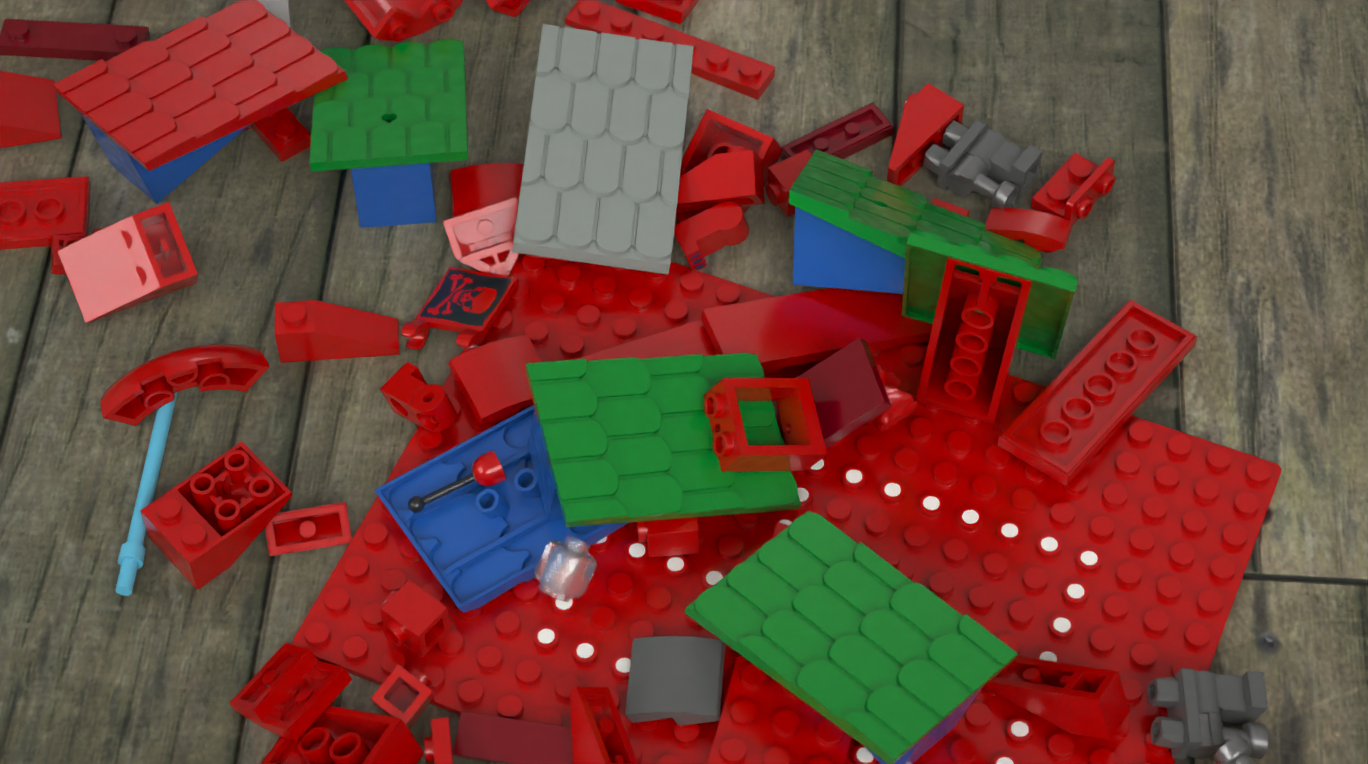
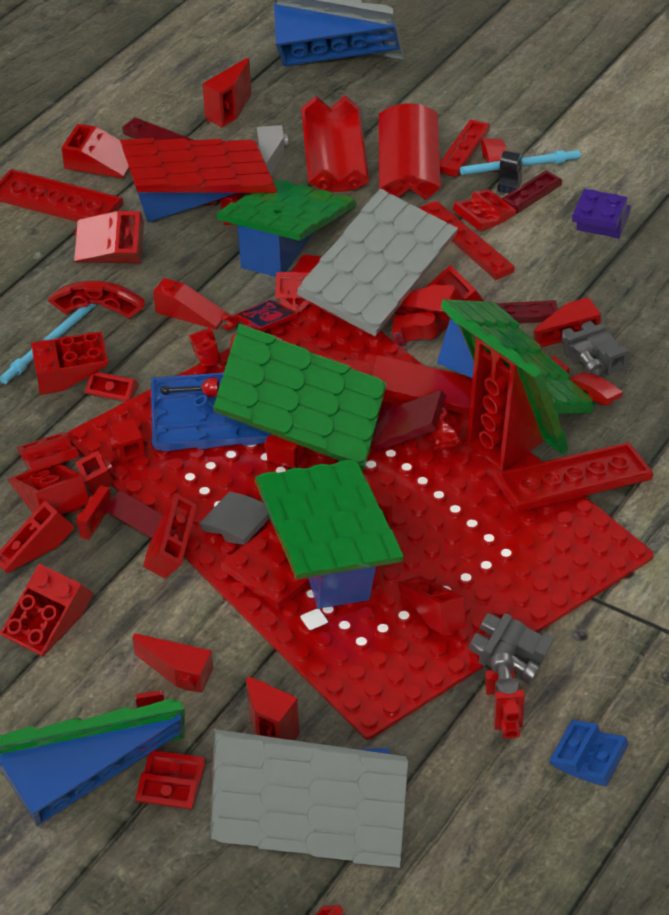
camera: 30 degrees right, 10 degrees down
(565, 568) = (216, 445): clear head -> none
(798, 420) = (355, 430): red window -> none
(1075, 188) = (640, 379): red bracket -> none

